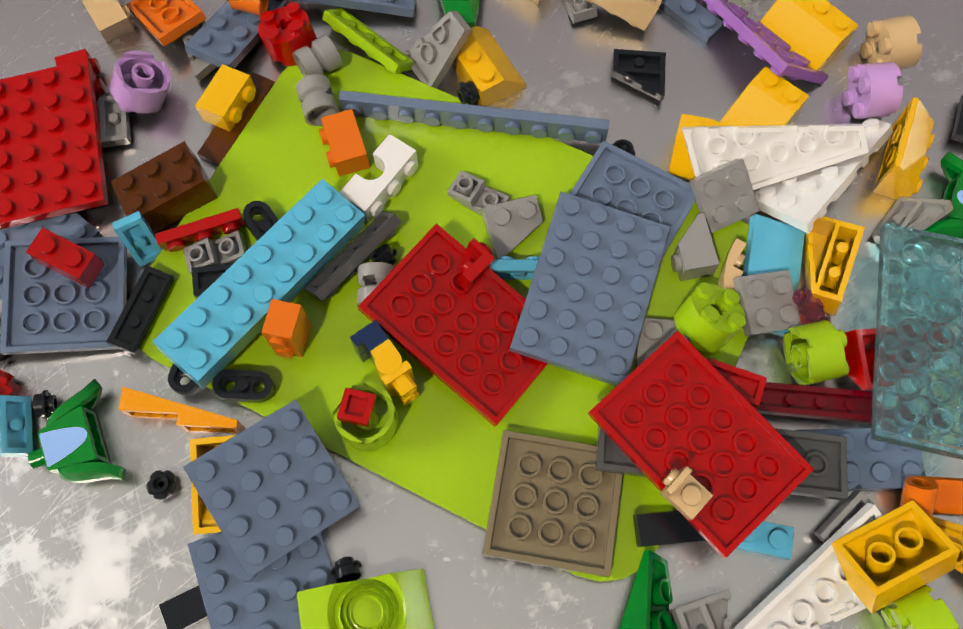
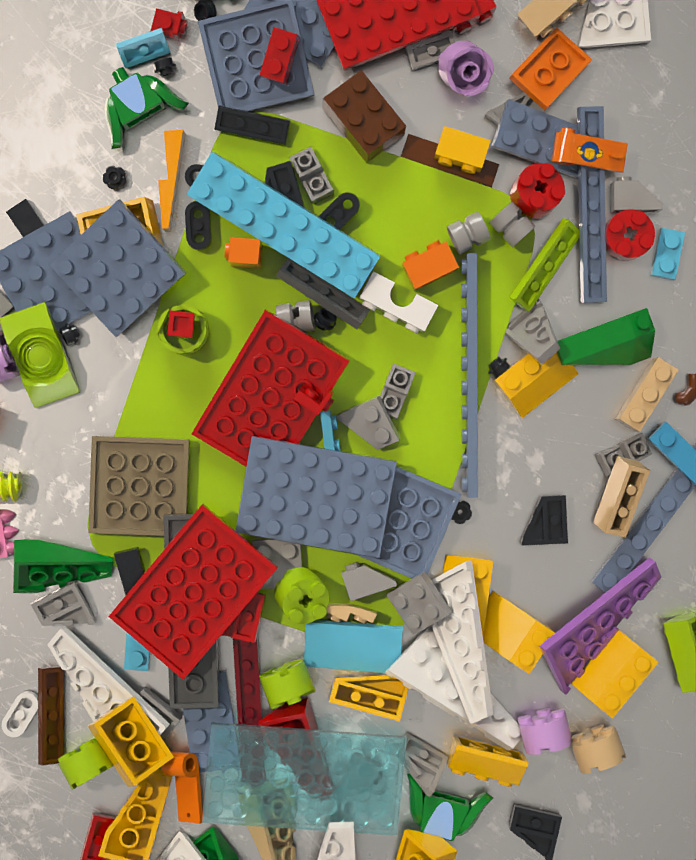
camera: 80 degrees right, 20 degrees up
(137, 238) = (312, 107): medium azure plate -> none
(178, 237) = (327, 159): red plate -> none
(395, 375) = (226, 341): yellow hips -> none
(685, 492) = (148, 582): tan bracket -> none
(767, 302) = (323, 642): light grey plate -> none
(810, 307) = (324, 679): clear pink pin -> none

